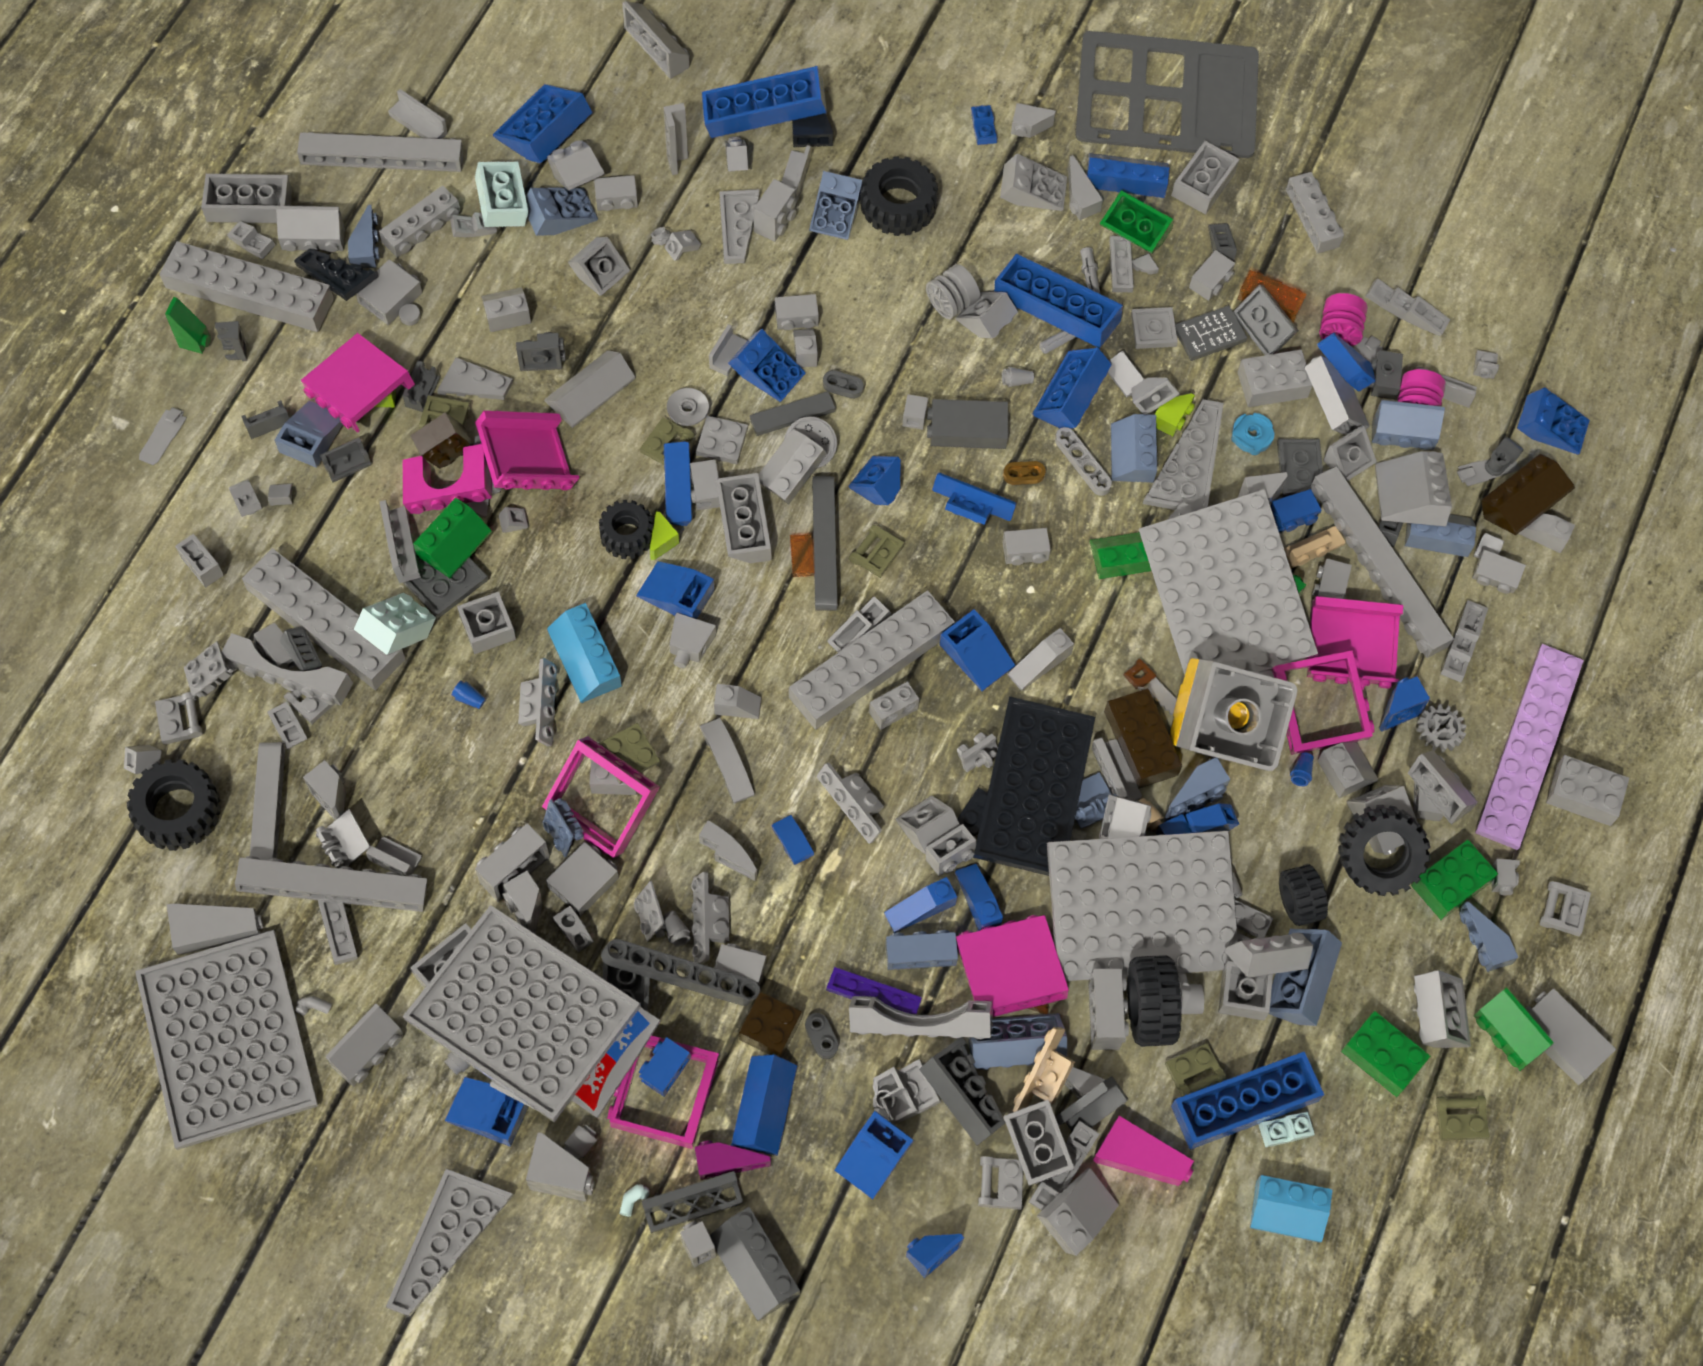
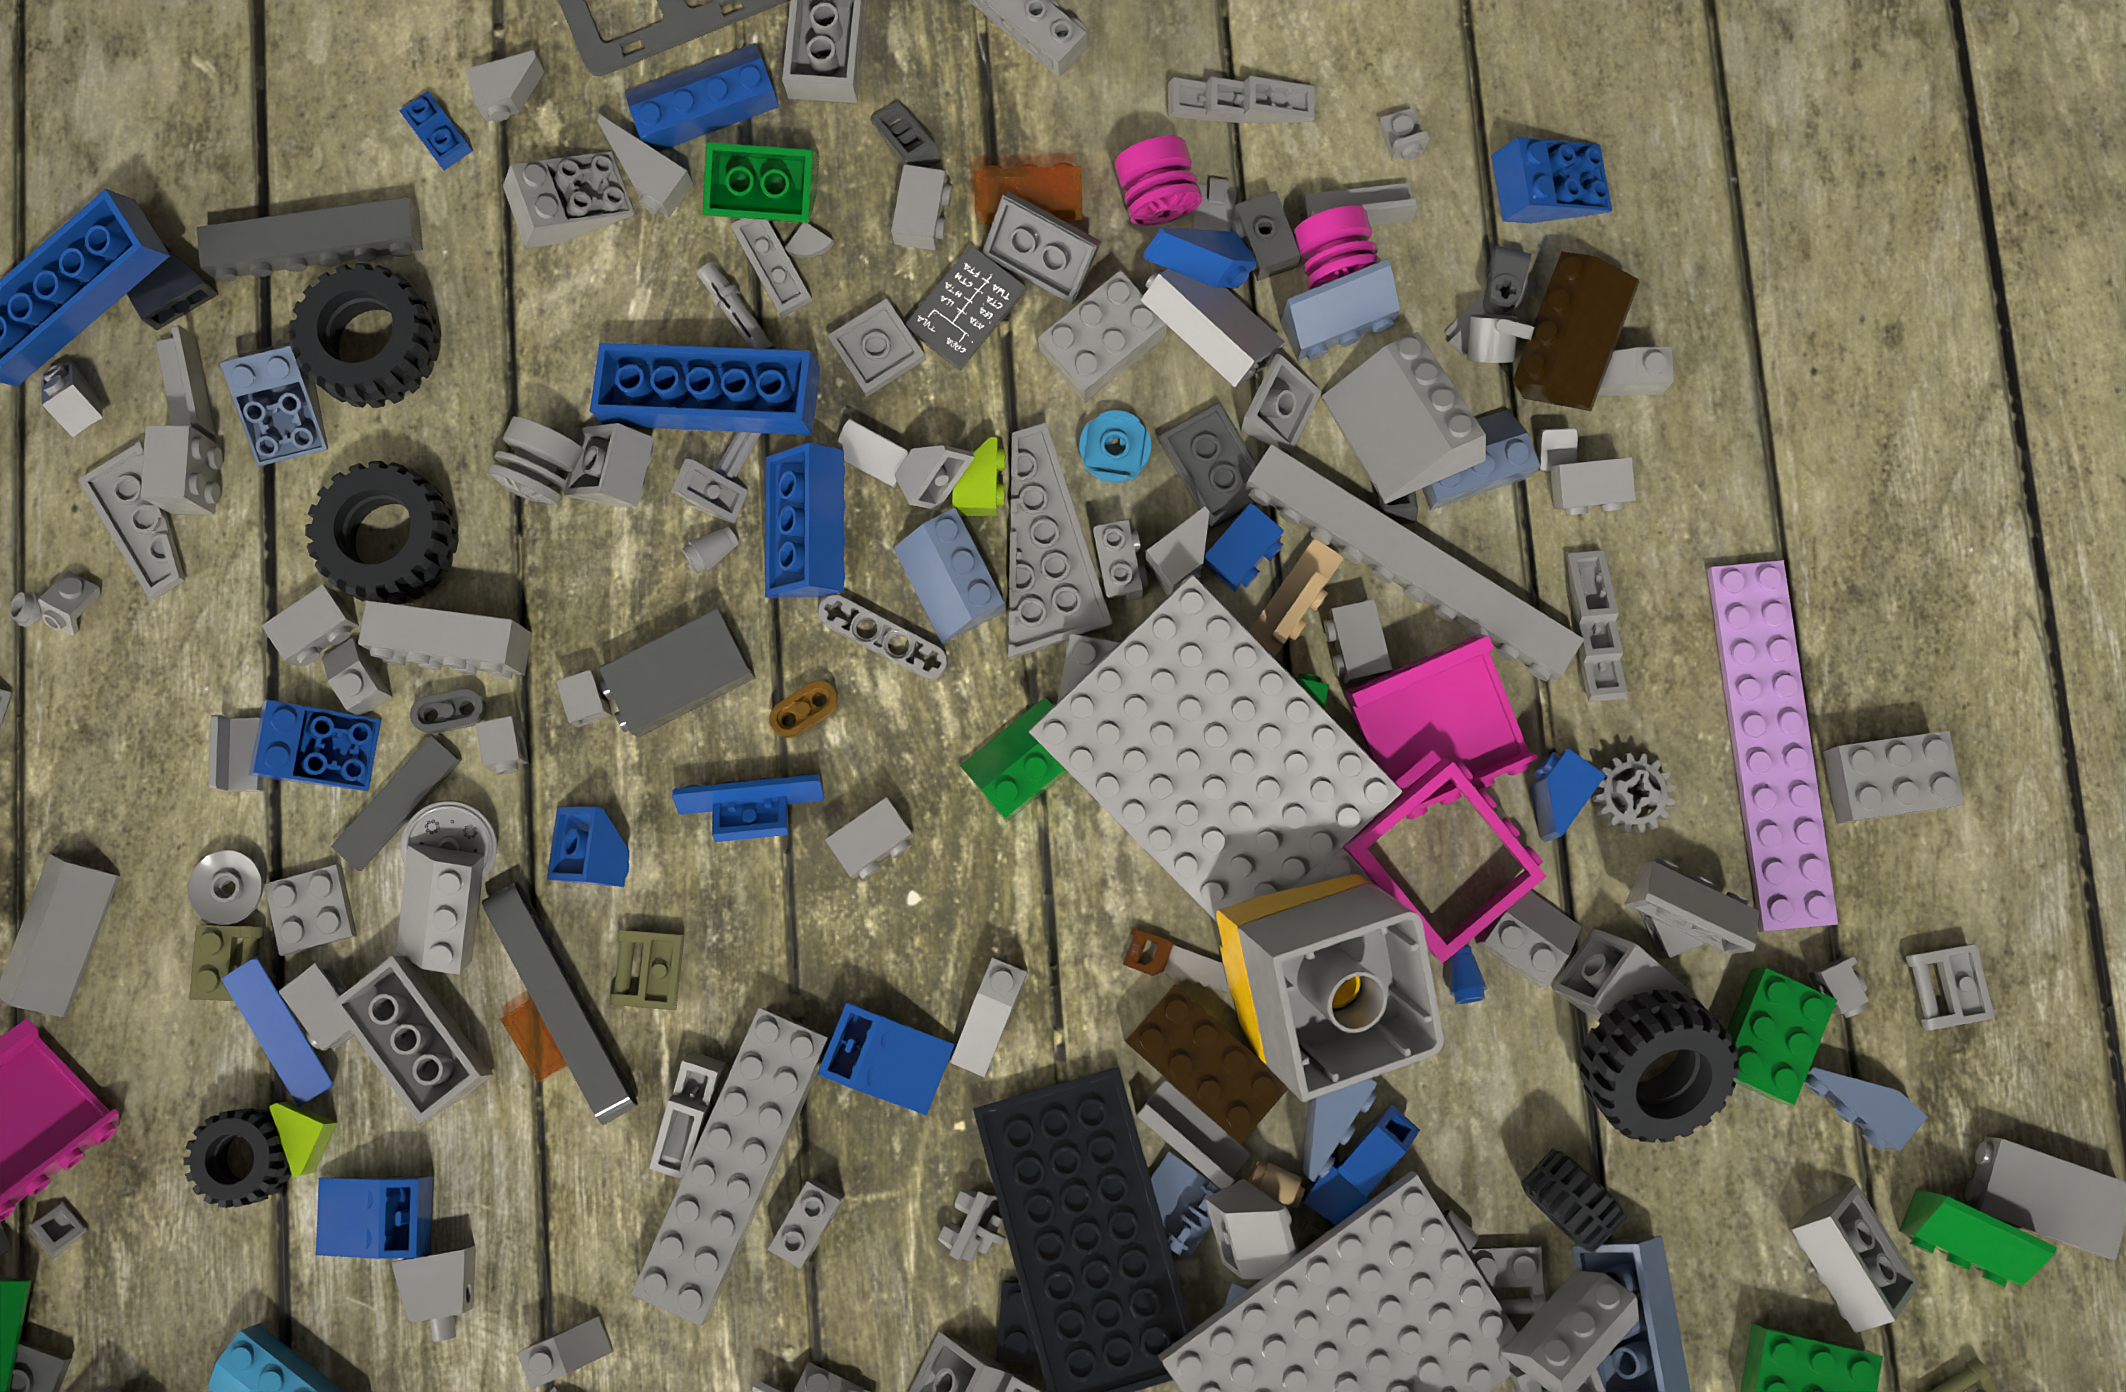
camera: 20 degrees left, 15 degrees up
(857, 265) = (346, 506): none -> black tyre
(862, 411) = (502, 744): none -> light grey brick
(863, 348) = (445, 639): none -> light grey brick
(894, 141) = (310, 239): none -> dark grey brick
(1031, 349) = (709, 491): none -> light grey slope
(1227, 480) = (1118, 560): none -> light grey bracket
(1483, 477) = (1494, 337): none -> light grey piece

